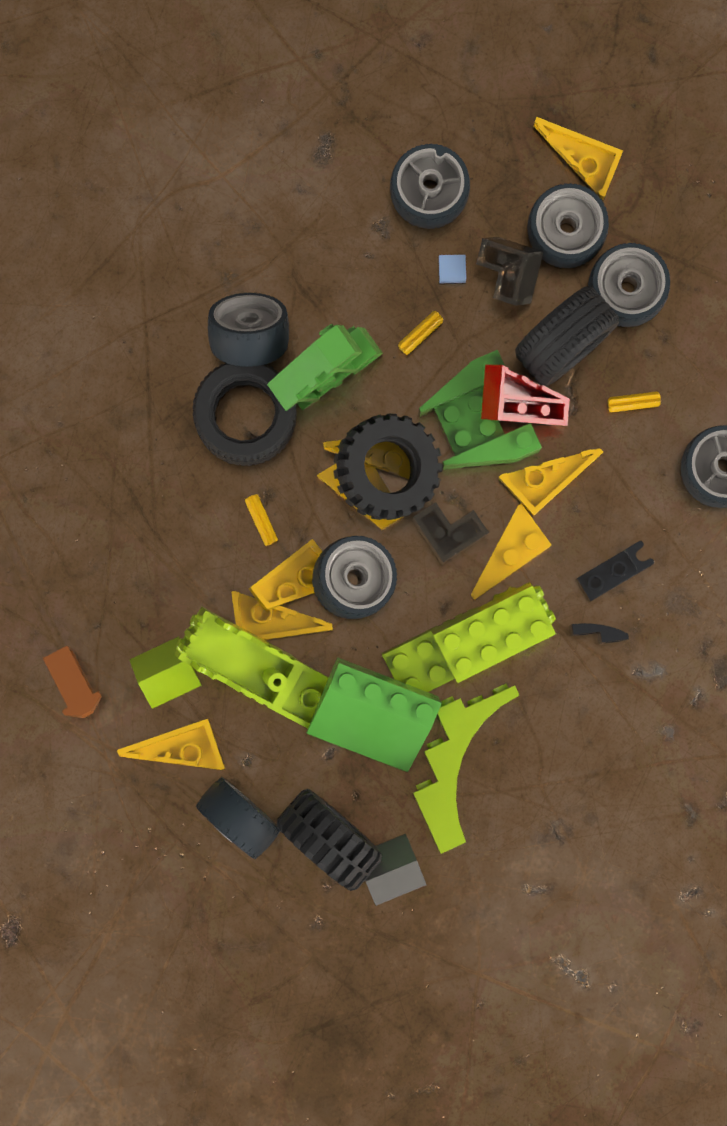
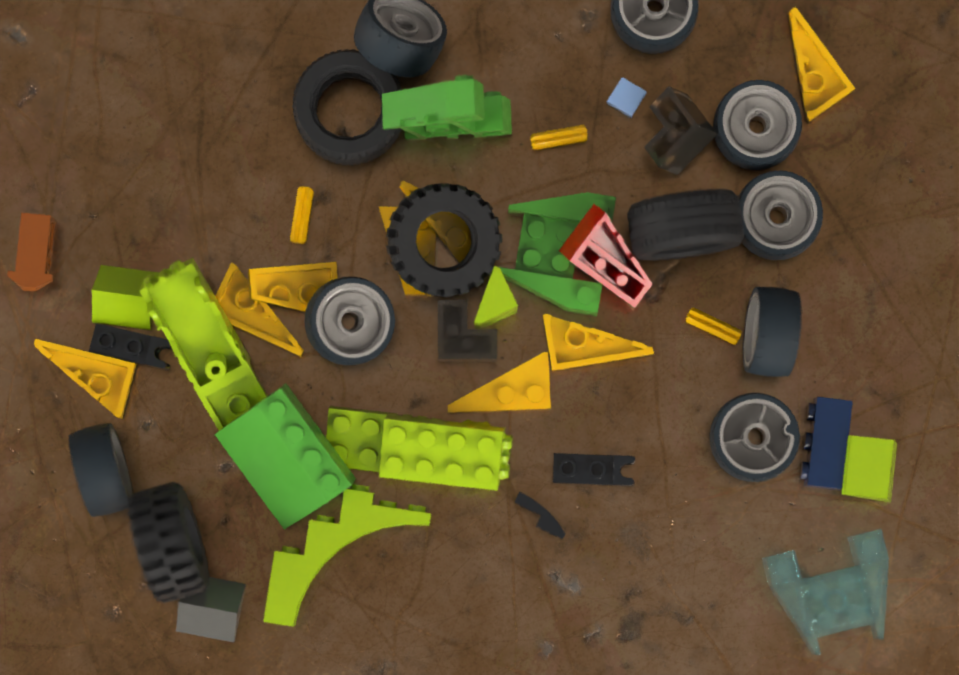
camera: 35 degrees right, 0 degrees up
(194, 708) = (129, 346): none -> black plate
(457, 487) = (496, 302): none -> lime slope
(685, 376) = (772, 331): none -> black wheel

